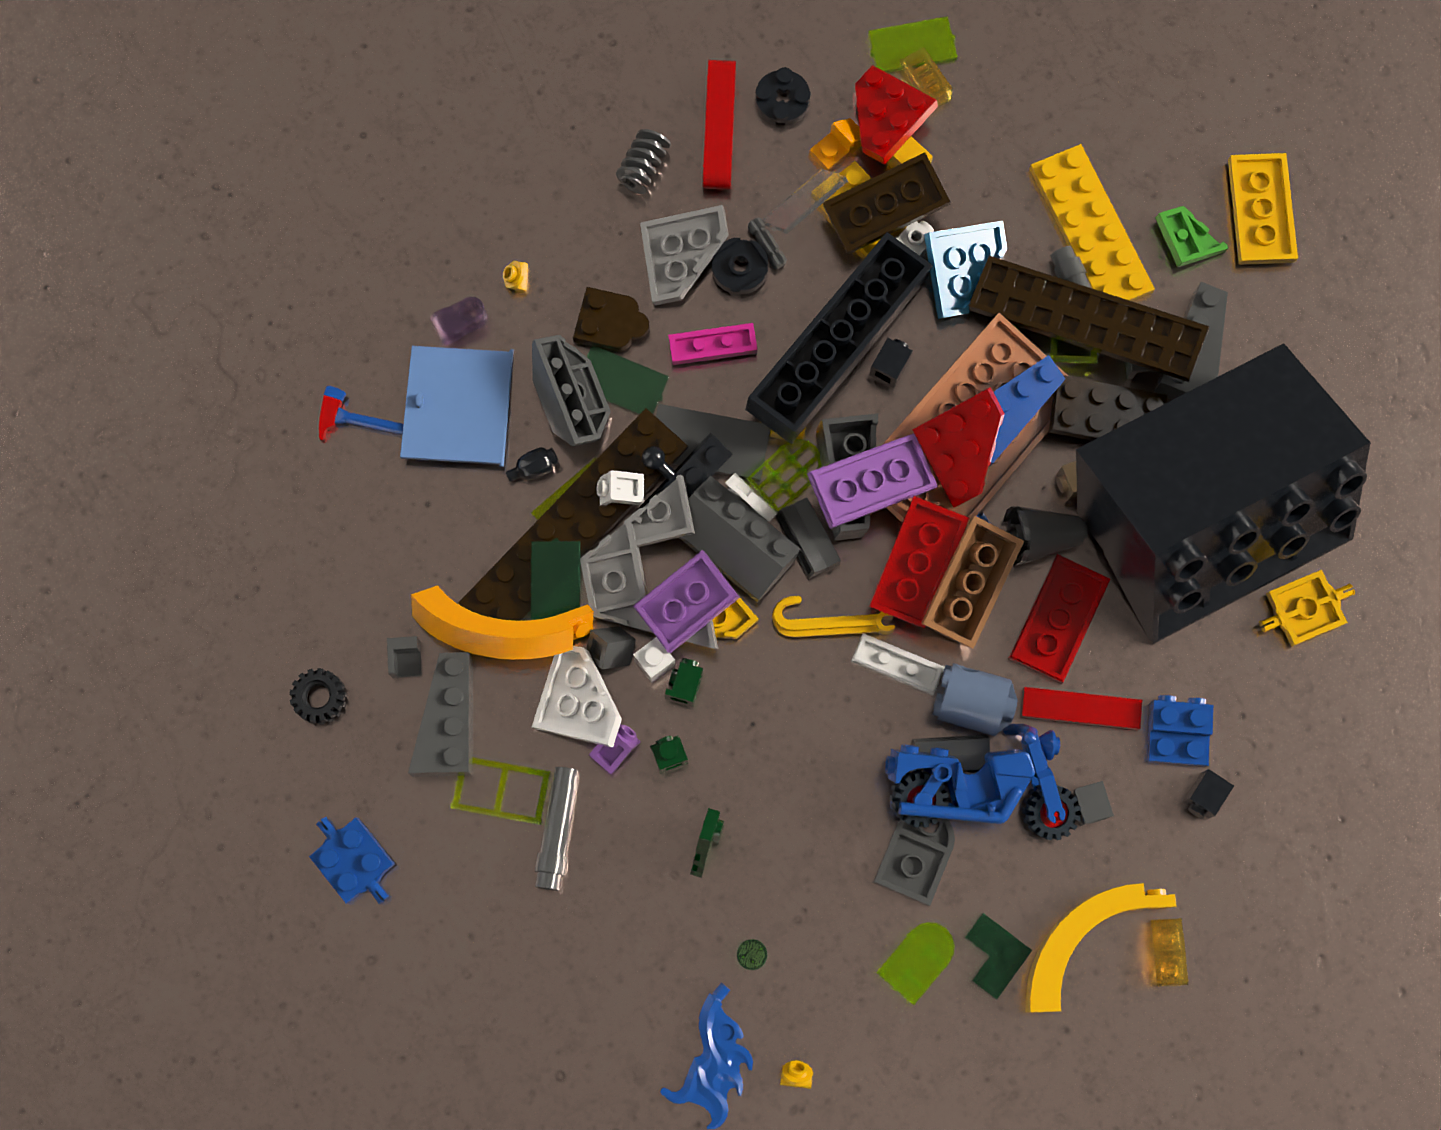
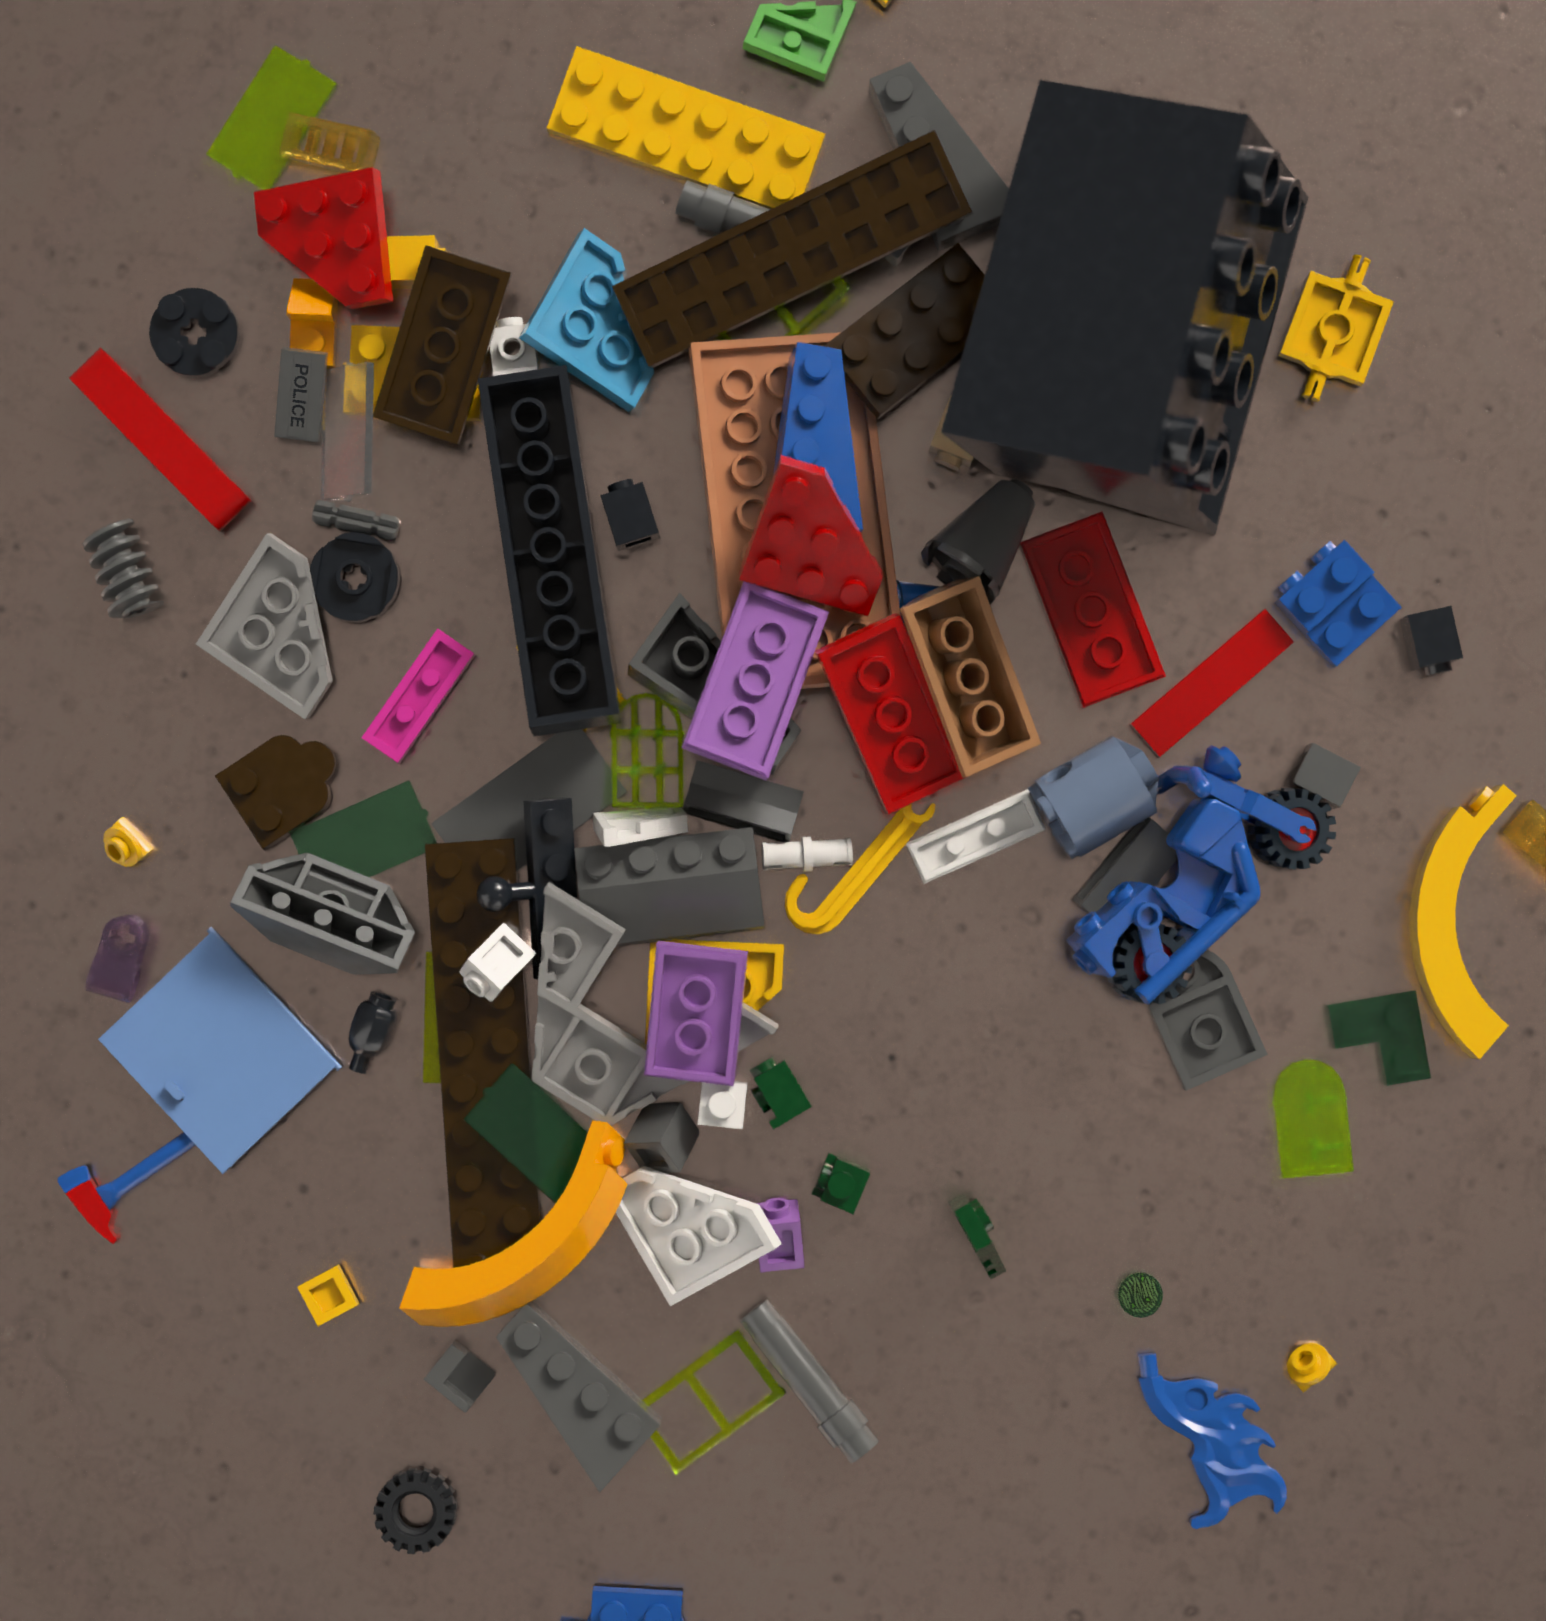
camera: 40 degrees left, 10 degrees up
(386, 559) = (328, 1295): none -> yellow plate
(801, 166) = (301, 394): none -> dark grey tile
(812, 590) = (807, 854): none -> white pin

